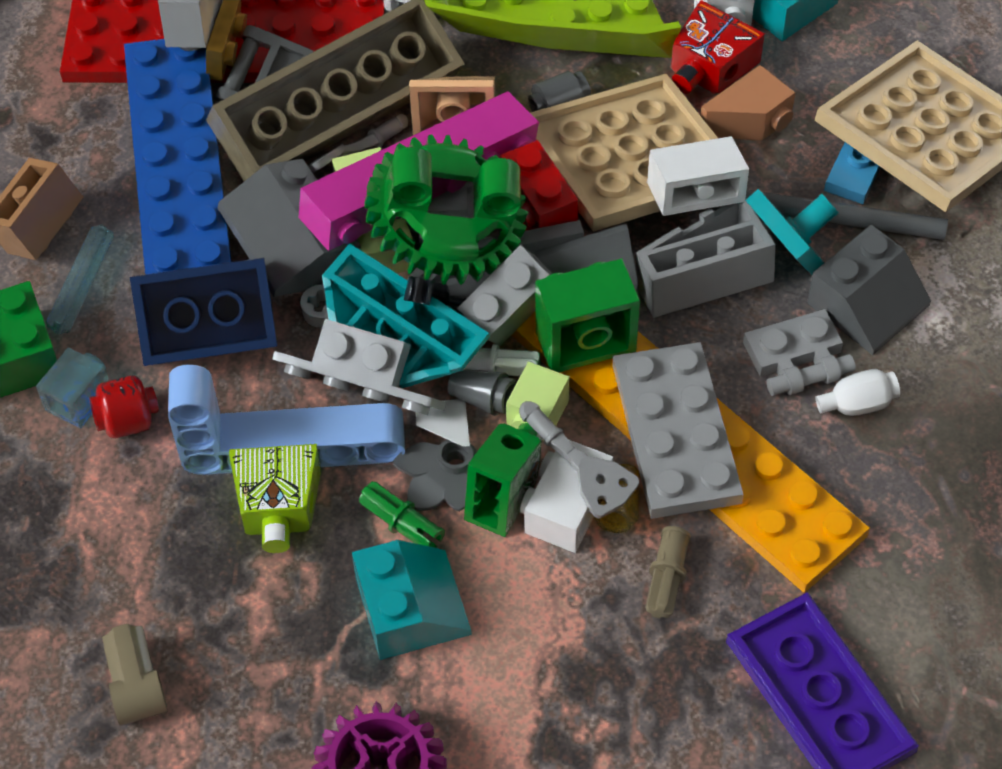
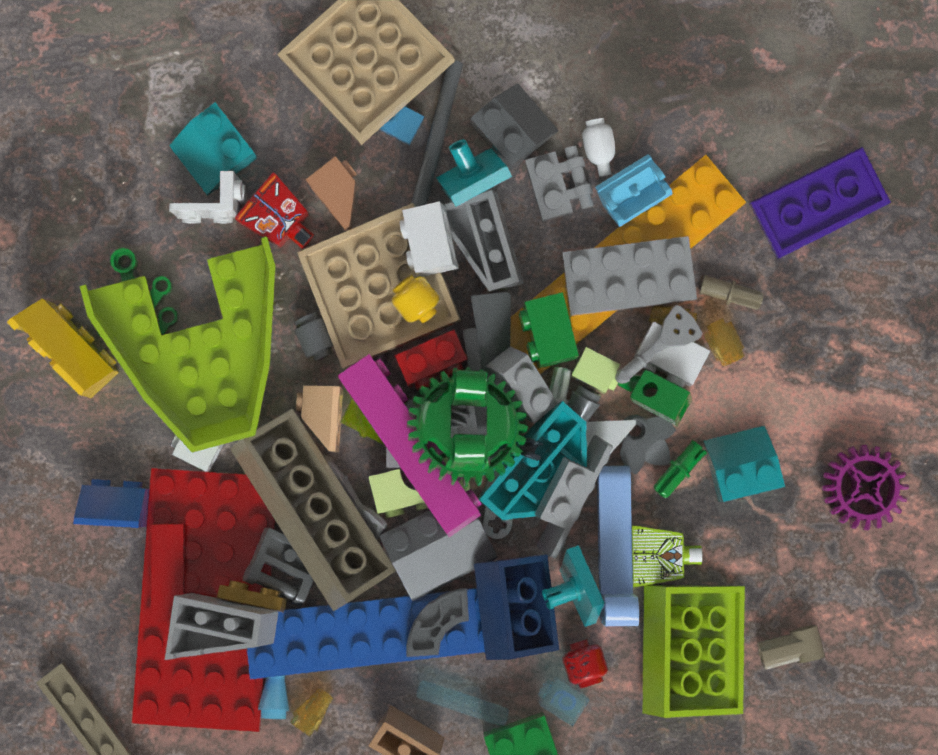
camera: 95 degrees left, 30 degrees up
(77, 119) = (312, 712): none -> clear yellow cone
(99, 83) = (274, 698): none -> medium azure cone
(135, 546) = (693, 650): none -> lime slope
(188, 227) = (435, 621): none -> dark grey tile
(239, 374) = (578, 587): none -> teal tile
(592, 563) = (724, 342): none -> clear yellow brick
(615, 163) = (415, 299): none -> yellow head
(802, 432) = (633, 190): none -> medium azure hinge

